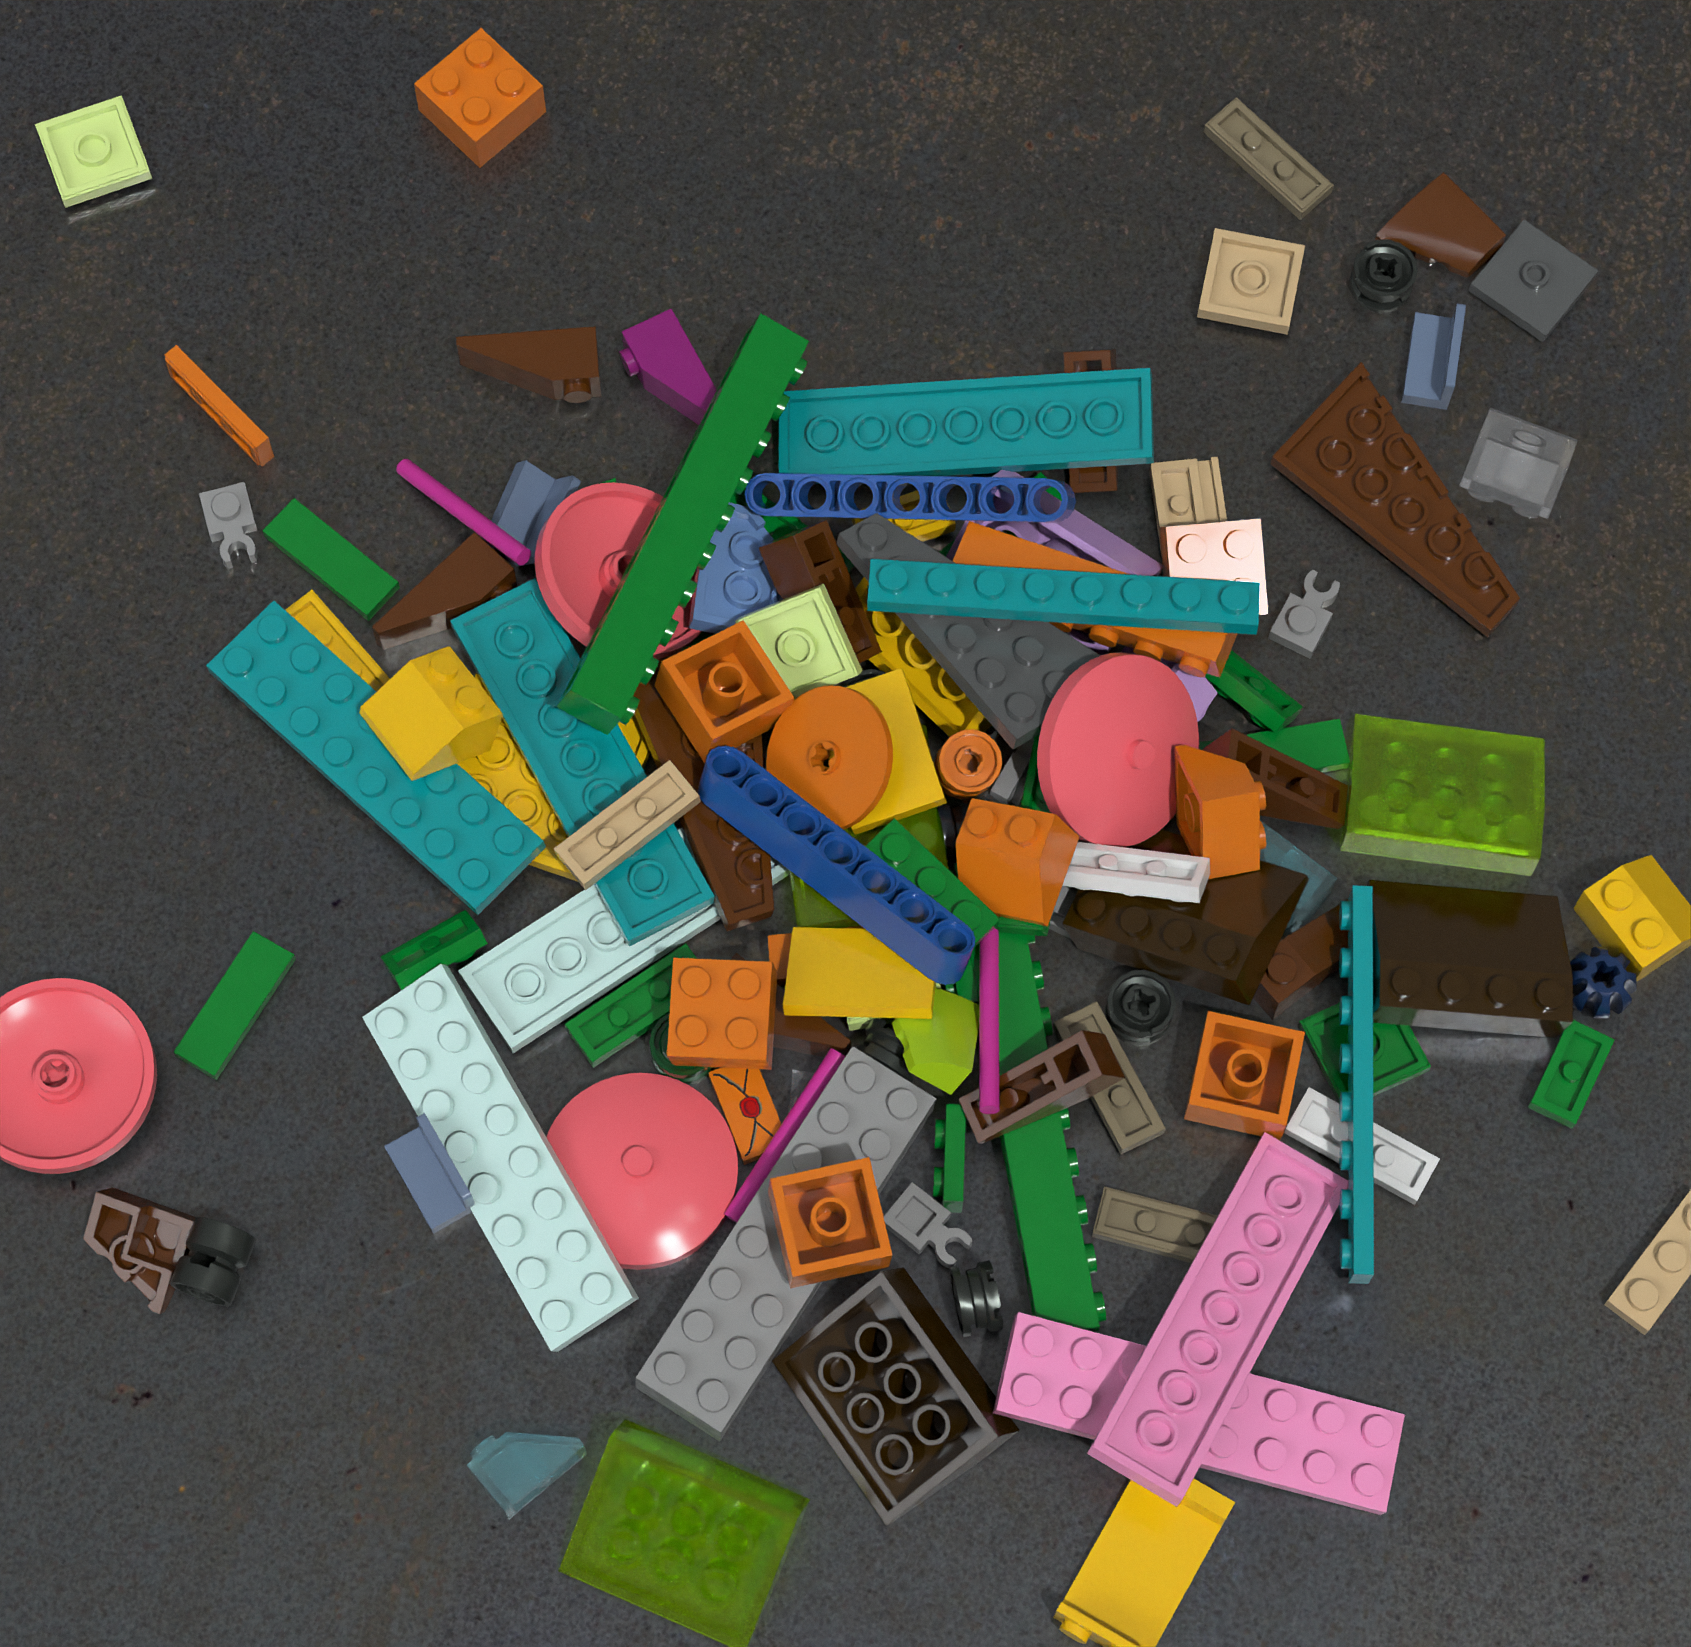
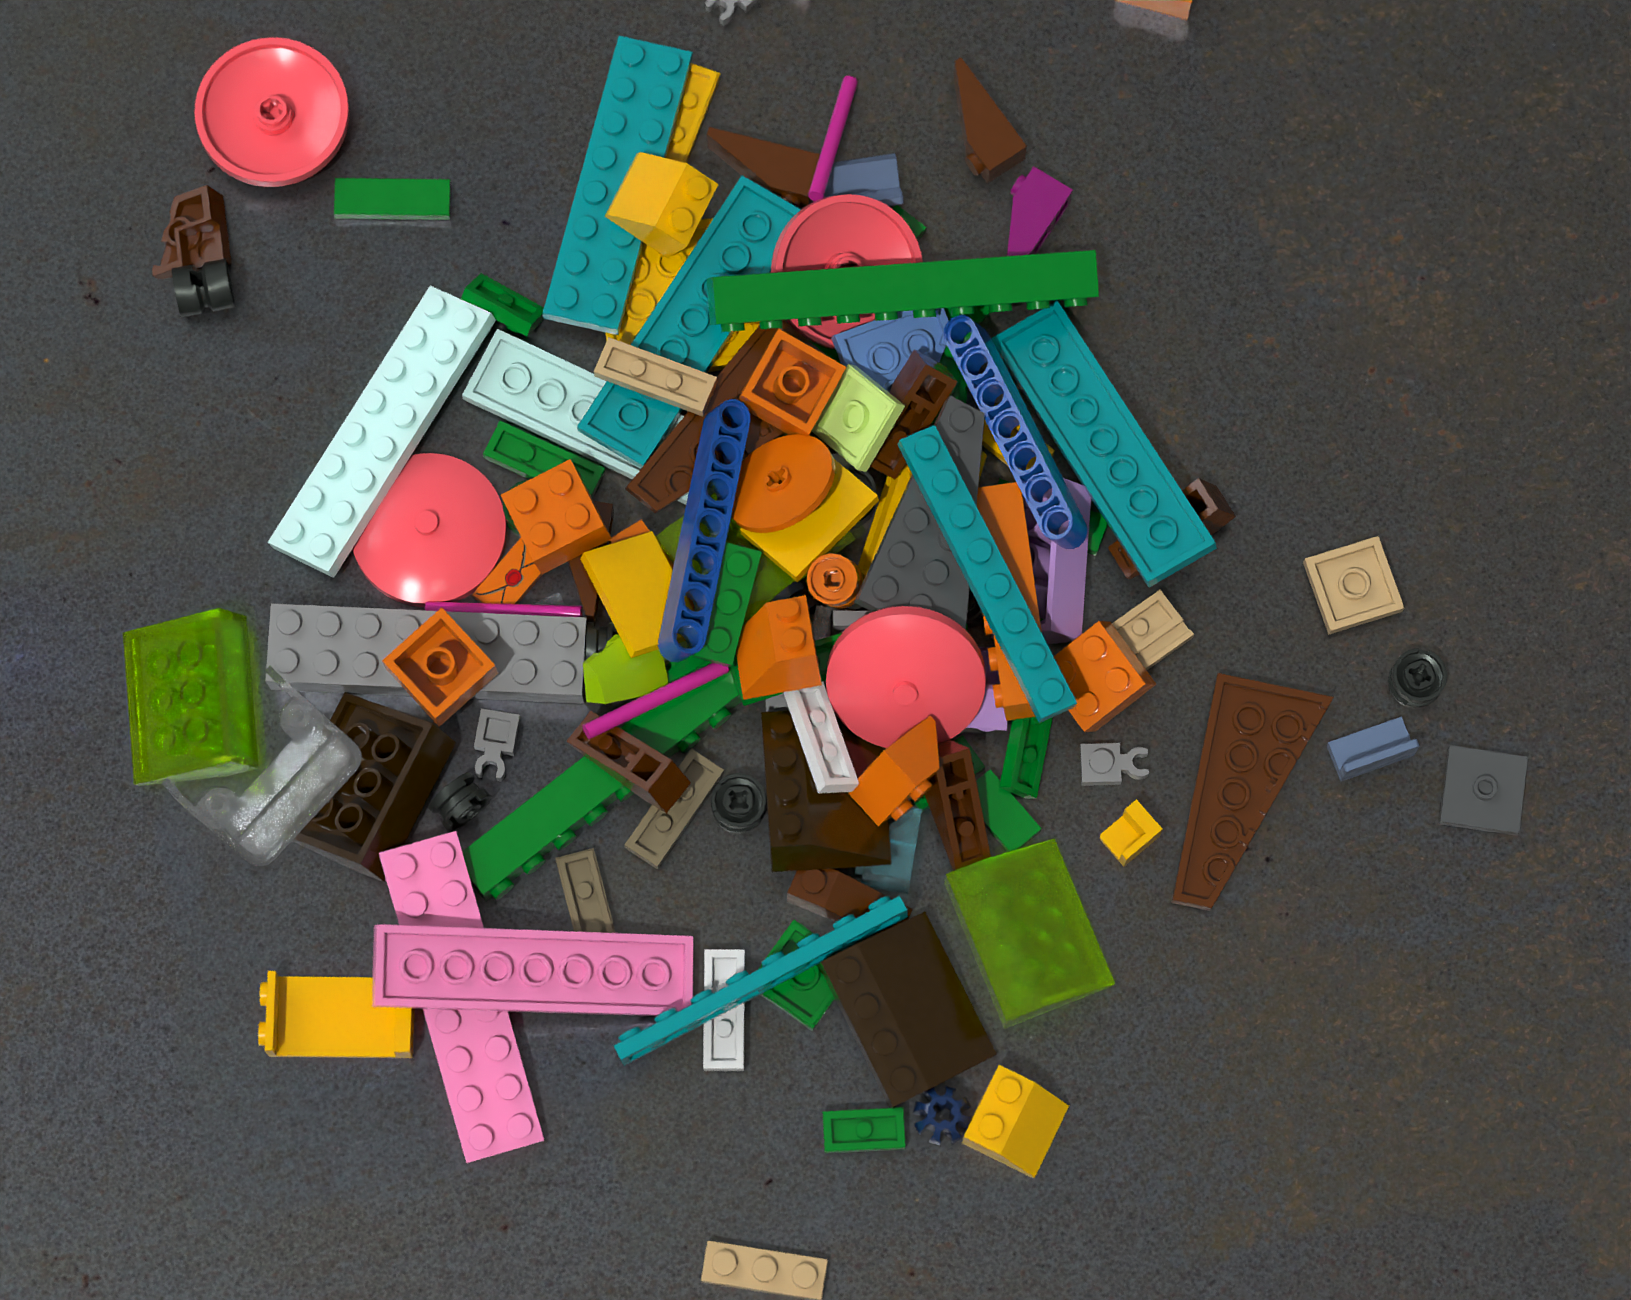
camera: 60 degrees right, 5 degrees up
(331, 559) = (751, 73): green tile -> none
(430, 1176) = (344, 393): sand blue panel -> none
(522, 1466) = (174, 567): clear light blue slope -> none
(853, 1475) = (287, 791): none -> clear windscreen
(949, 1179) = (537, 739): green plate -> none
(1244, 1075) = (724, 899): orange brick -> none
(1268, 158) = (1465, 546): dark tan tile -> none
(1394, 634) = (1131, 833): none -> yellow panel
(1445, 228) = (1483, 701): reddish brown slope -> none
(1518, 464) = (1322, 852): clear slope -> none

